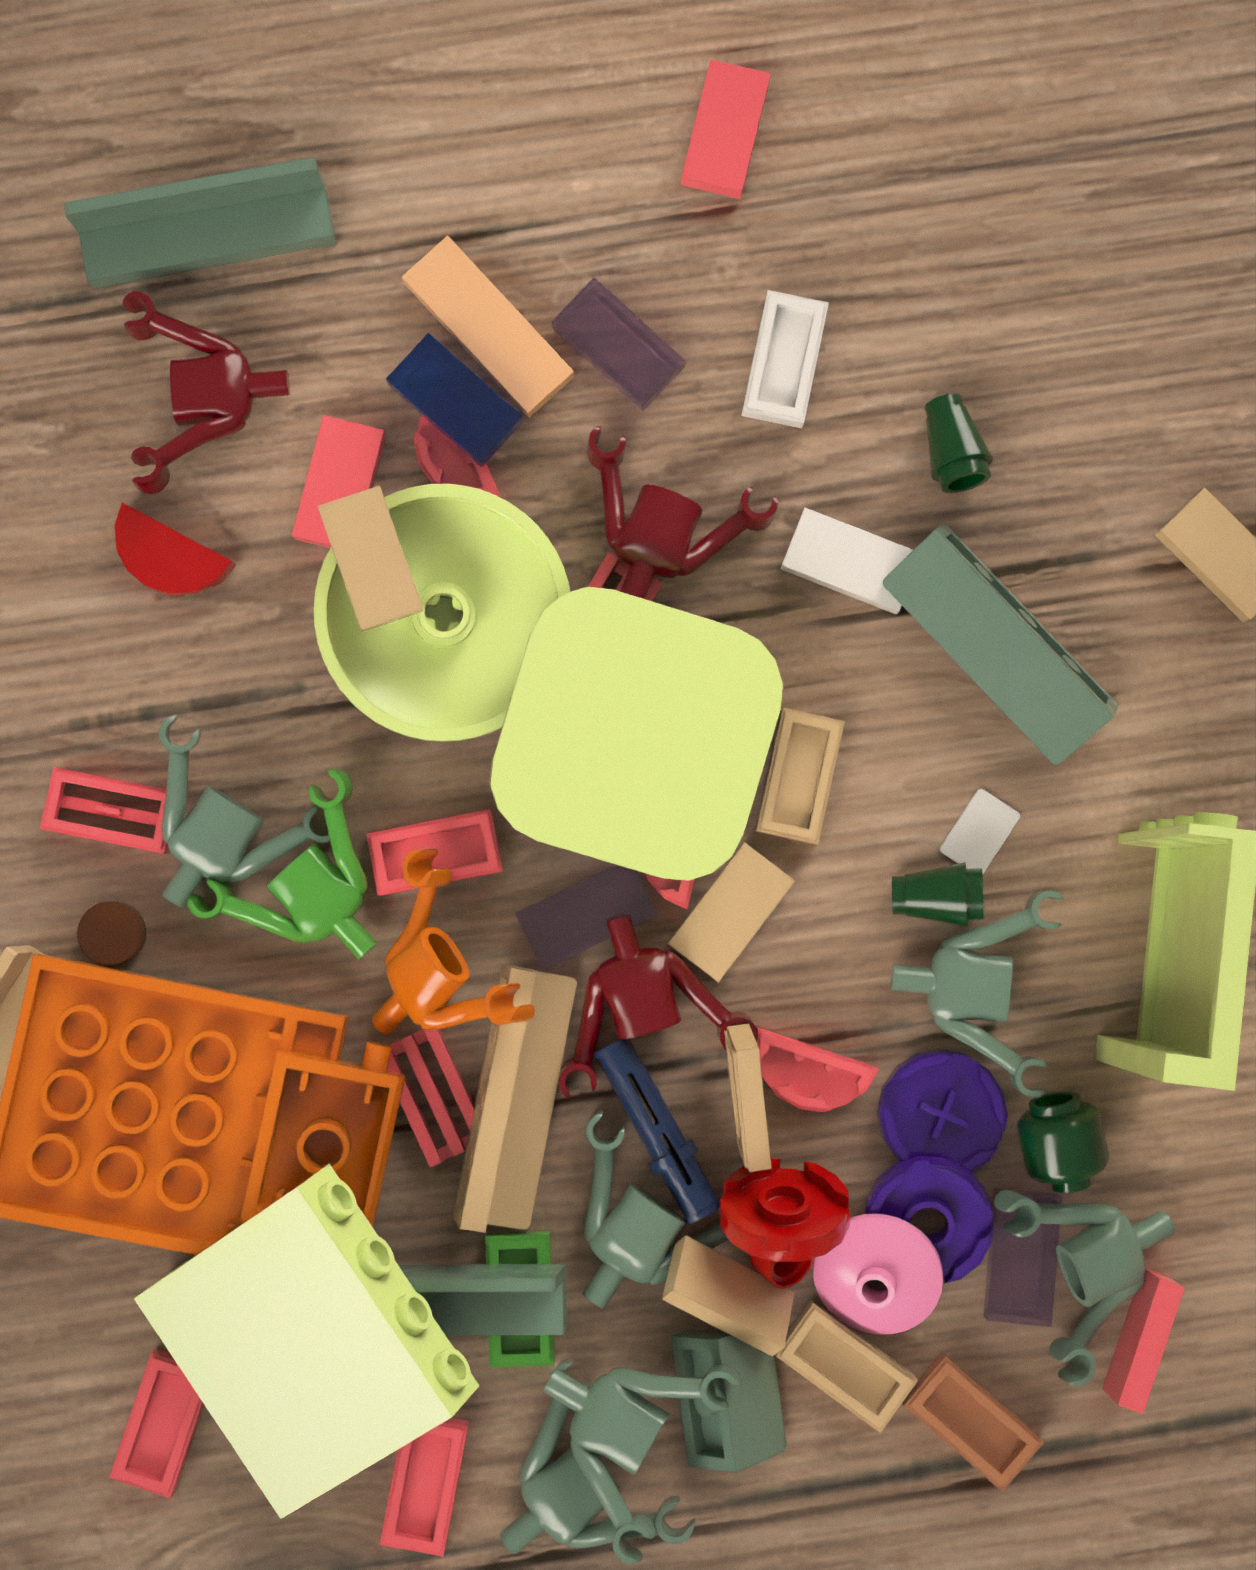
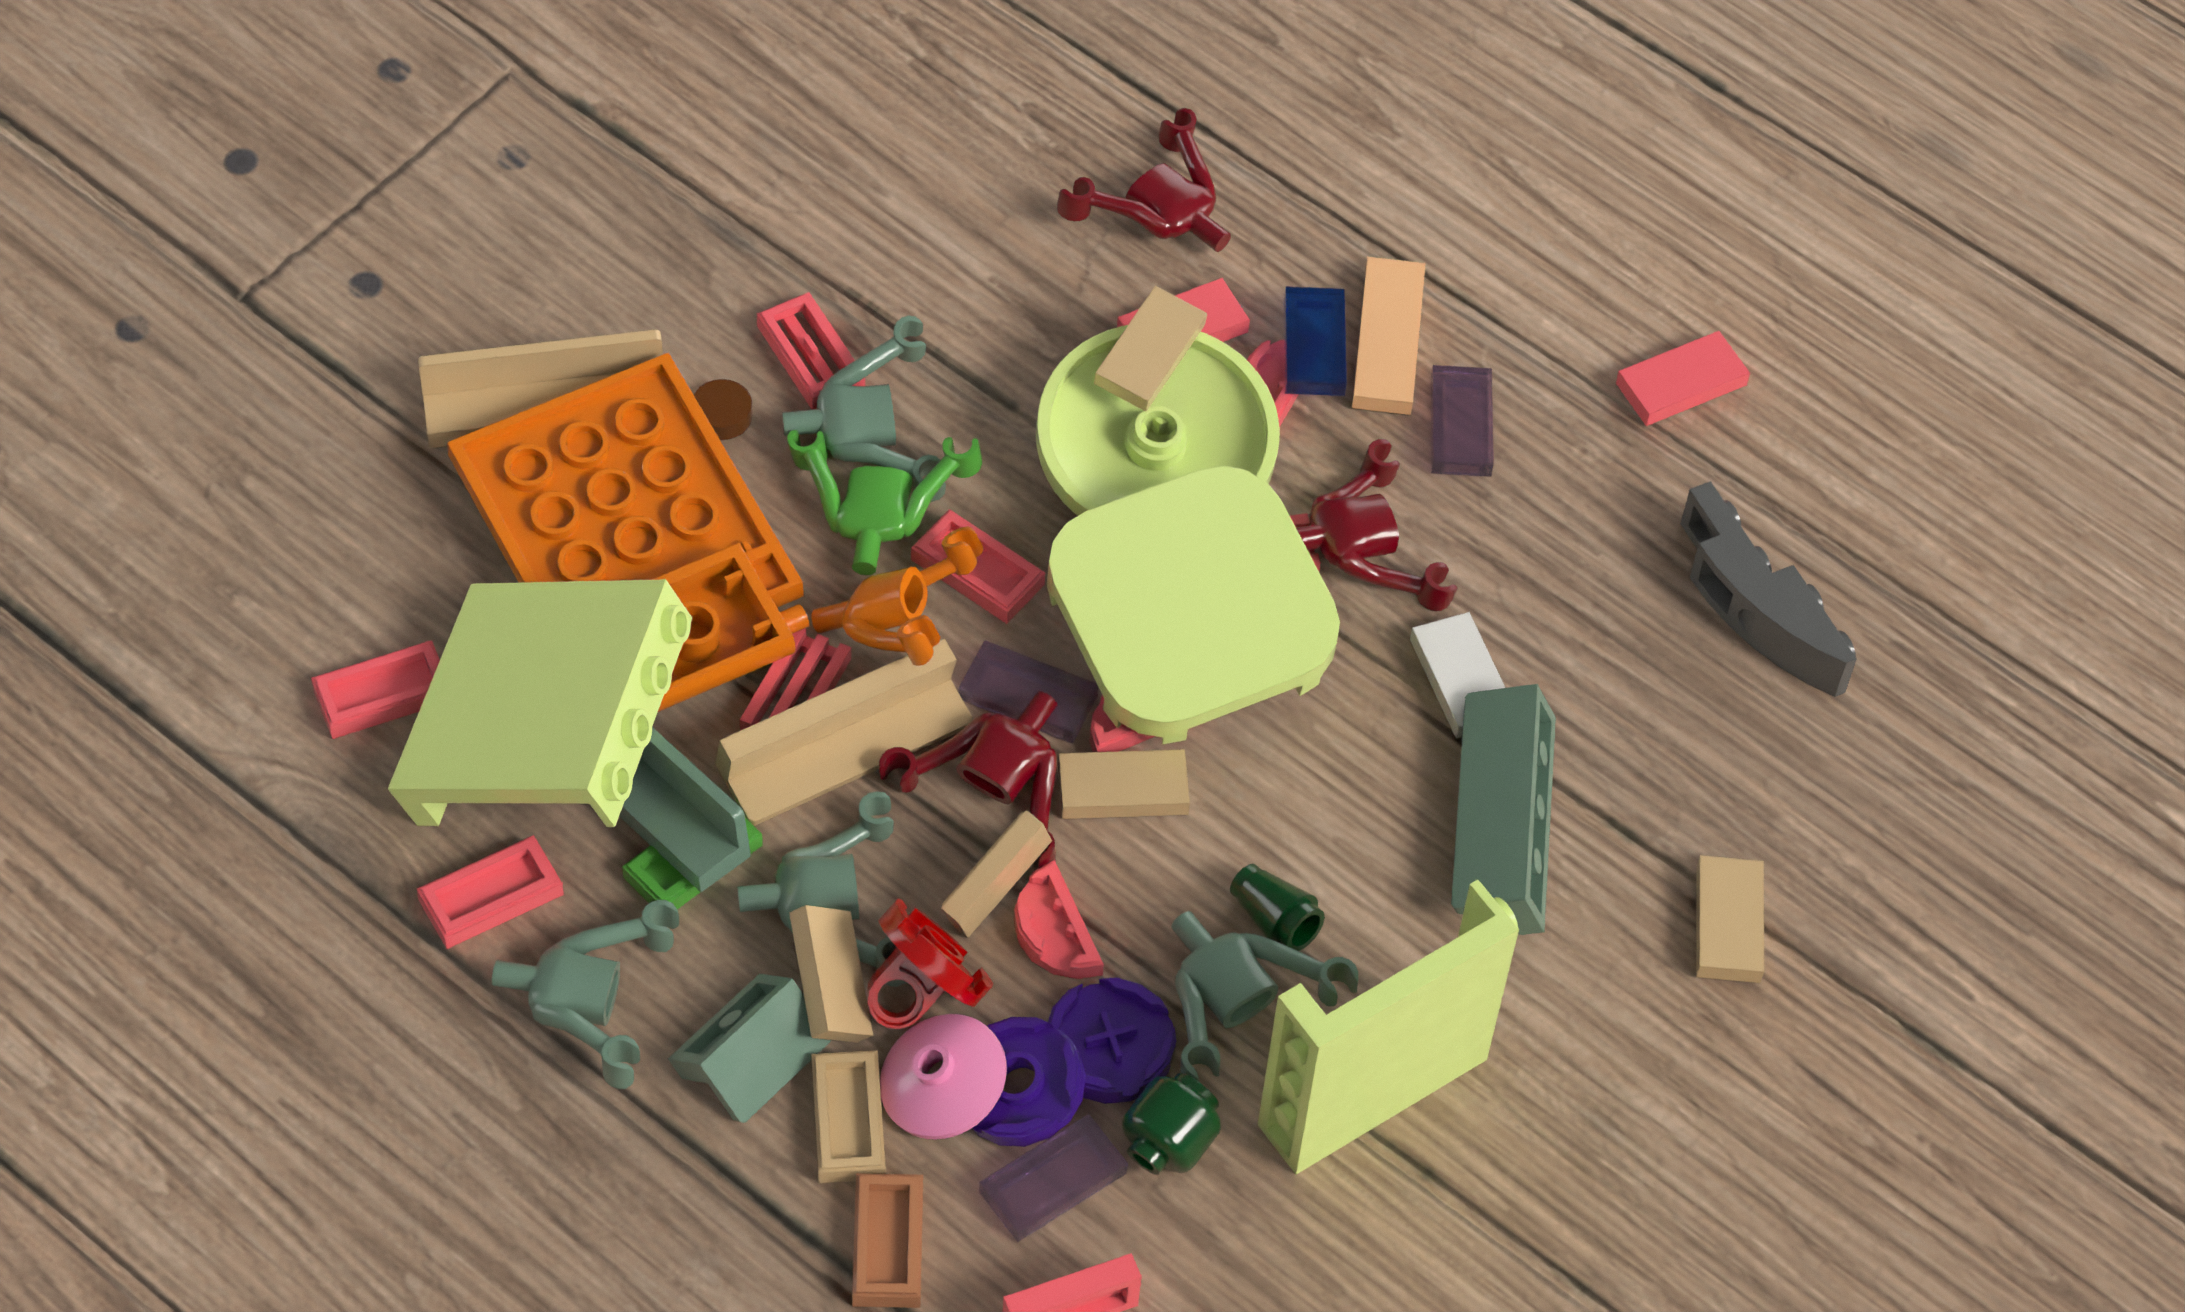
camera: 45 degrees right, 30 degrees down
(164, 557) = (1025, 261): red tile -> none
(203, 222) = (1283, 119): sand green panel -> none
(622, 1426) = (666, 966): sand green piece -> none
(696, 1196) = (935, 792): dark blue pin -> none
(785, 359) = (1562, 530): white tile -> none
(799, 776) = (1270, 758): tan tile -> none
(955, 446) = (1615, 676): dark green cone -> none
(980, 831) = (1355, 913): white sticker -> none
(1004, 272) = (1767, 609): none -> dark grey slope
(1099, 1265) = (1101, 1218): sand green piece -> none

